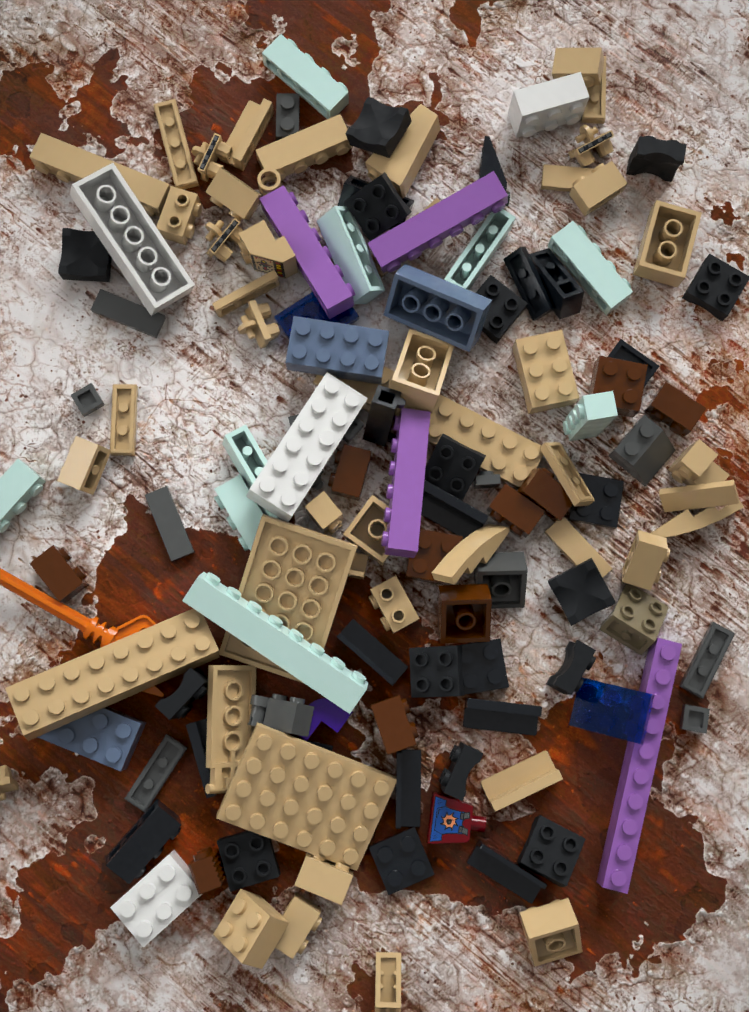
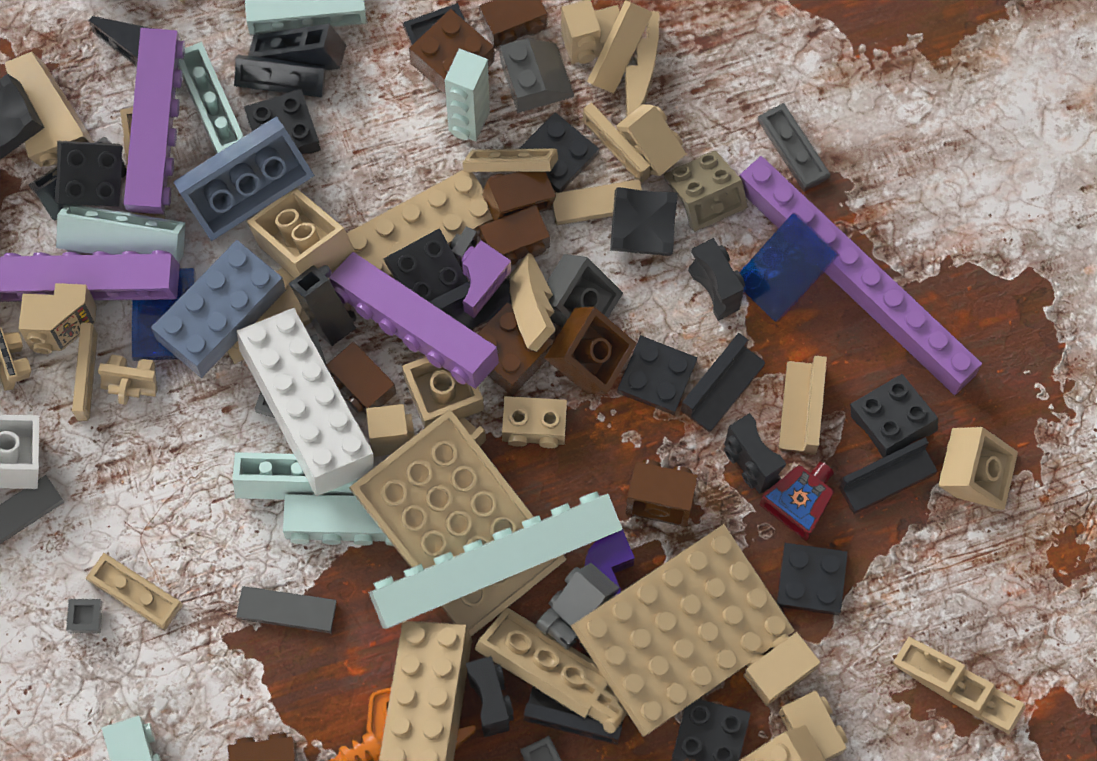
camera: 55 degrees left, 10 degrees down
(84, 465) = (158, 660): tan brick -> none
(372, 652) = (571, 476): black panel -> none
(408, 788) = (744, 527): black panel -> none
(436, 671) = (634, 418): black brick -> none
(472, 509) = (486, 272): none -> medium lavender arch
(545, 372) = (386, 117): tan brick -> none
(628, 536) = (616, 143): none -> tan tile
(694, 718) = (846, 194): dark grey plate -> none

